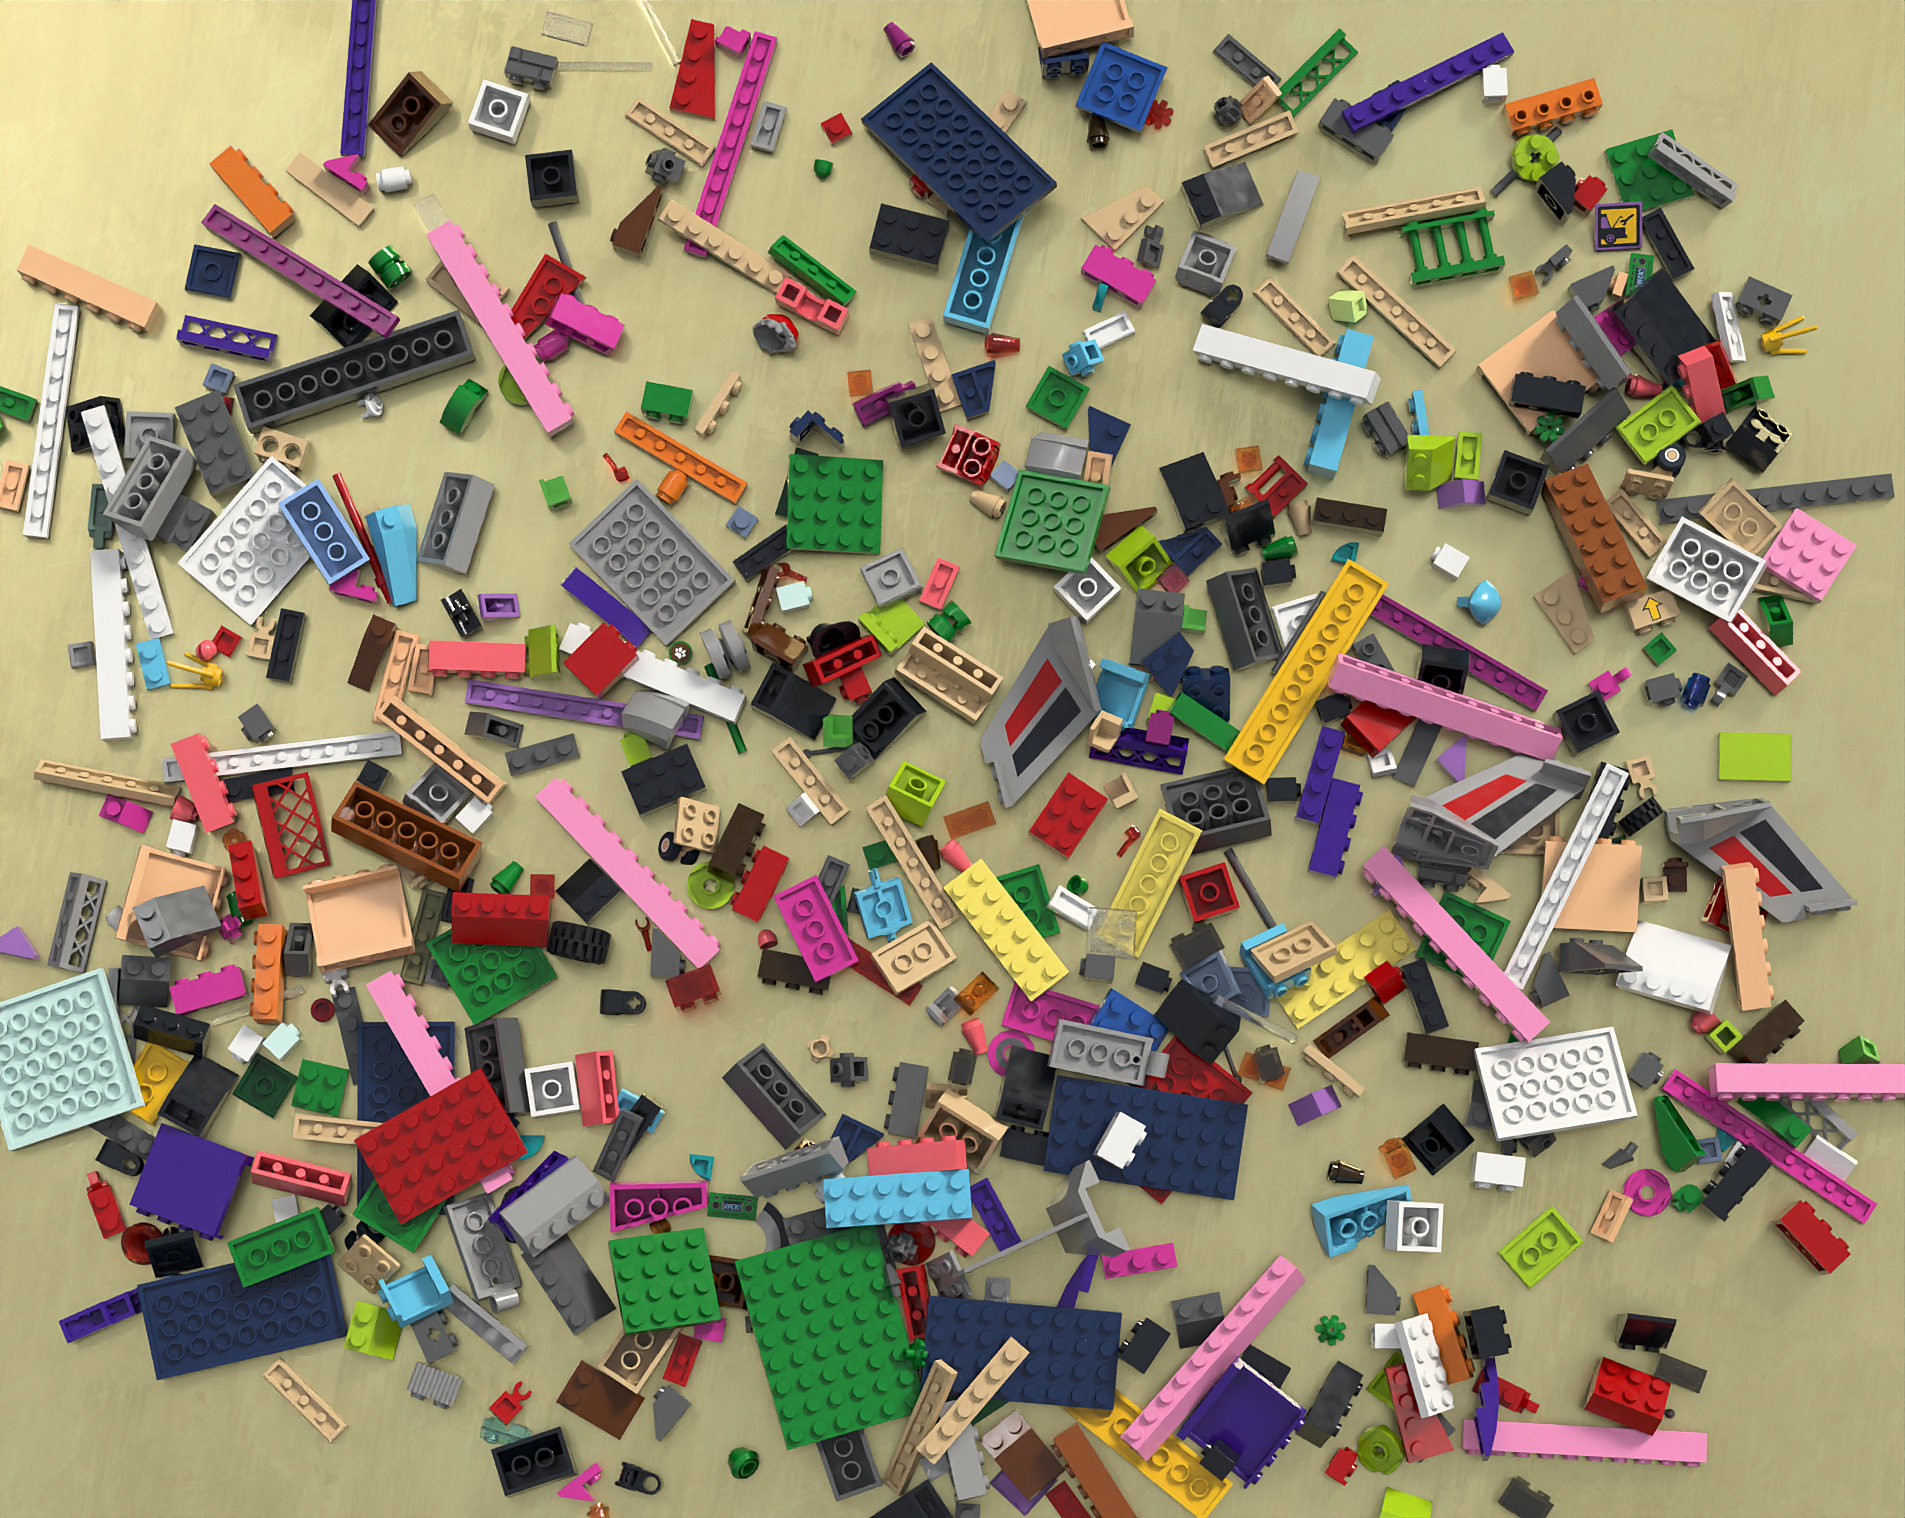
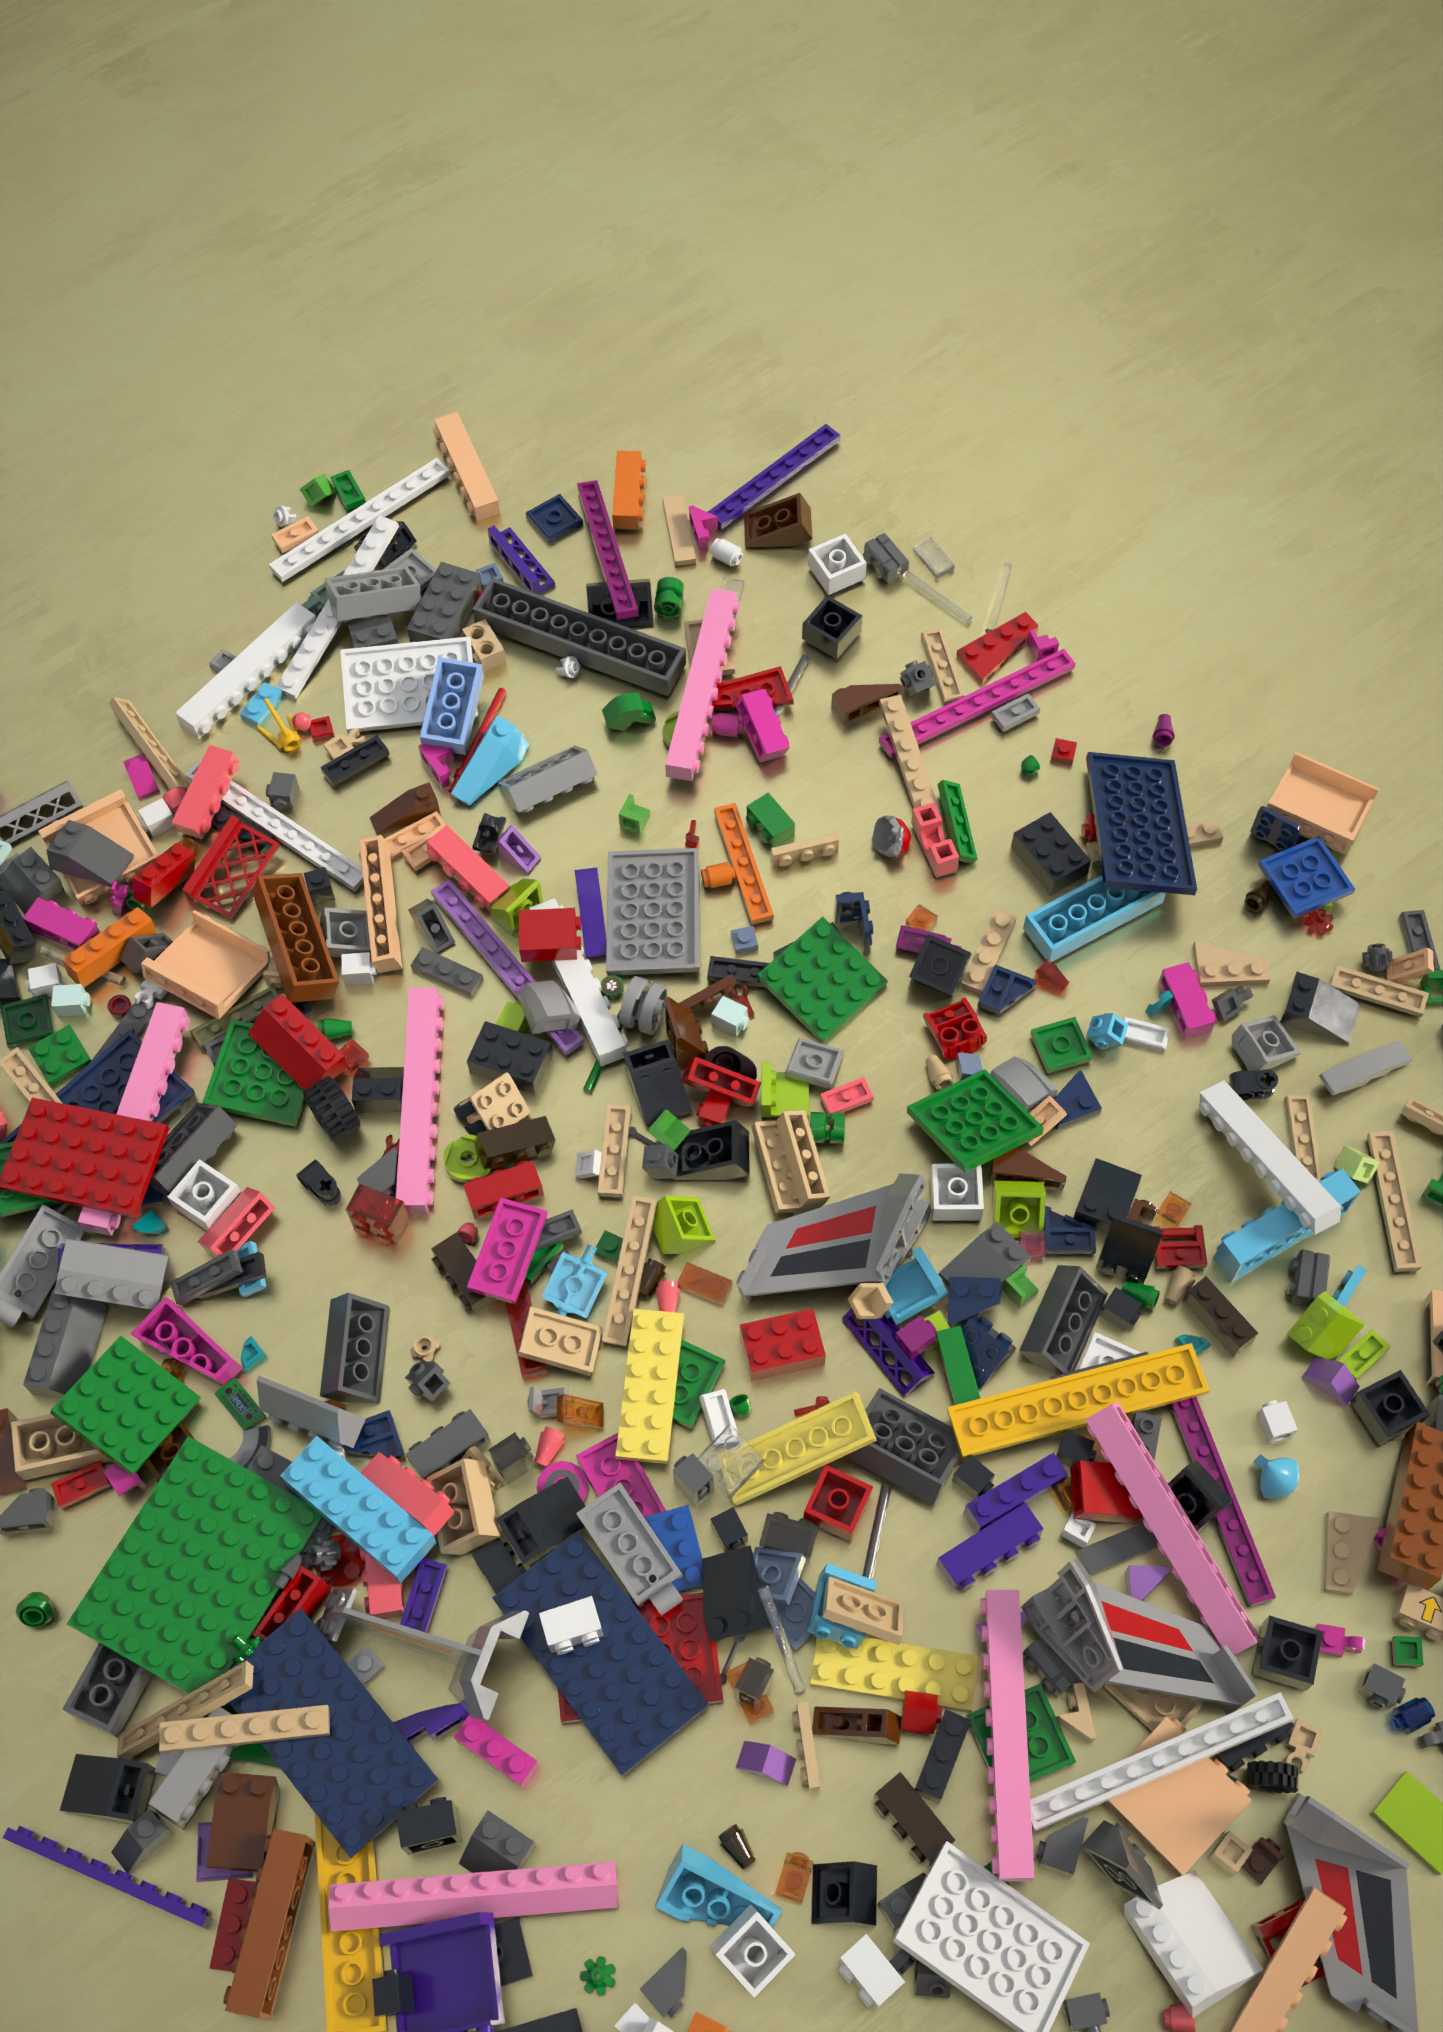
camera: 45 degrees right, 20 degrees down
(1121, 792) = (841, 1366): tan panel -> none

